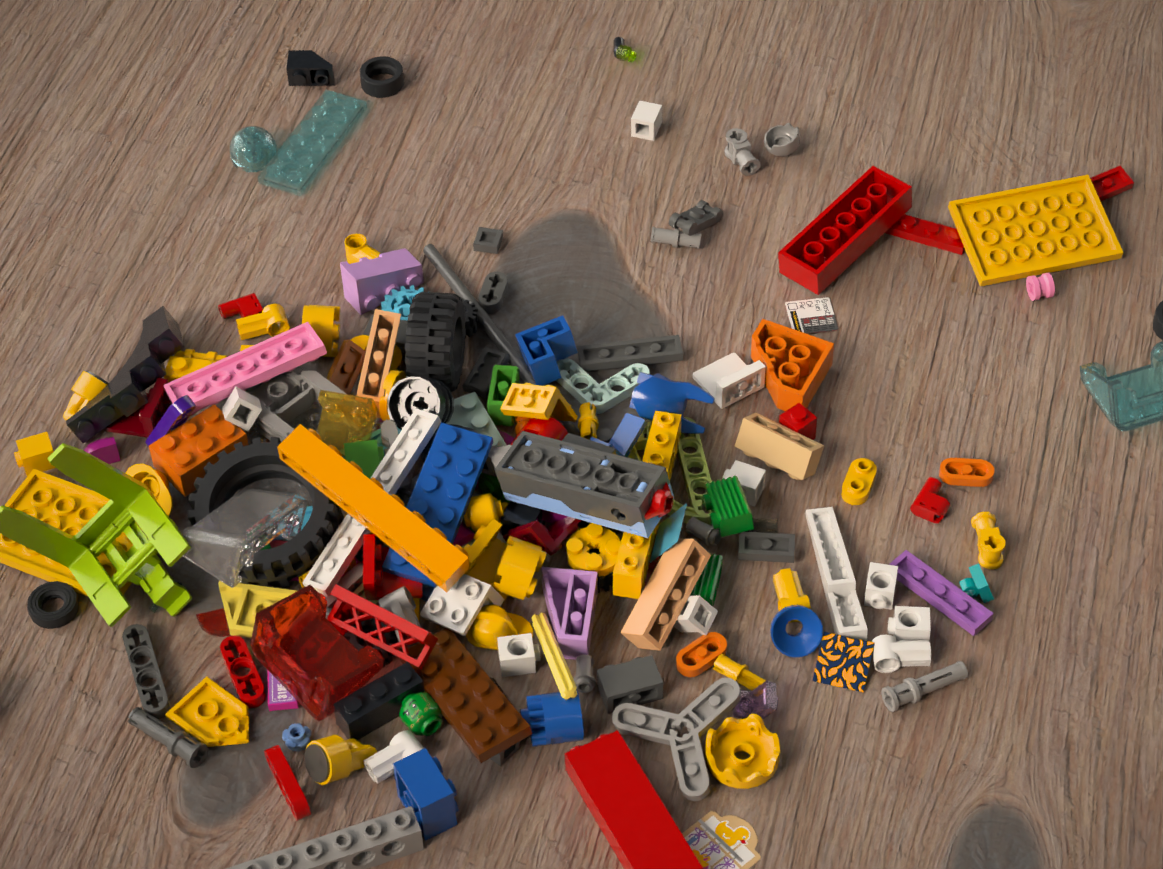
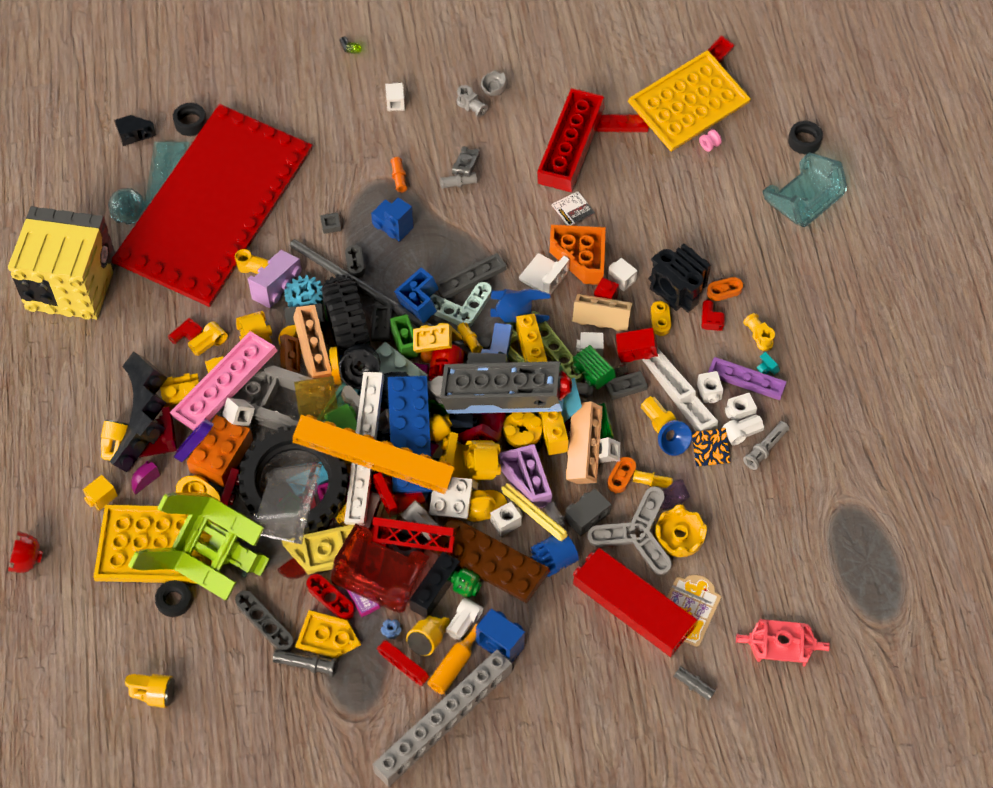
camera: 25 degrees left, 10 degrees up
(134, 181) = (63, 262): none -> light yellow piece
(179, 506) = (232, 481): none -> dark red plate
(348, 807) = (452, 664): none -> light orange piece
(355, 176) = (212, 205): none -> red plate
(566, 256) = (393, 218): none -> blue brick
(603, 209) = (399, 174): none -> orange pin
(805, 500) = (637, 345): none -> red piece
(833, 411) = (622, 274): none -> white brick
(907, 435) = (679, 277): none -> black piece

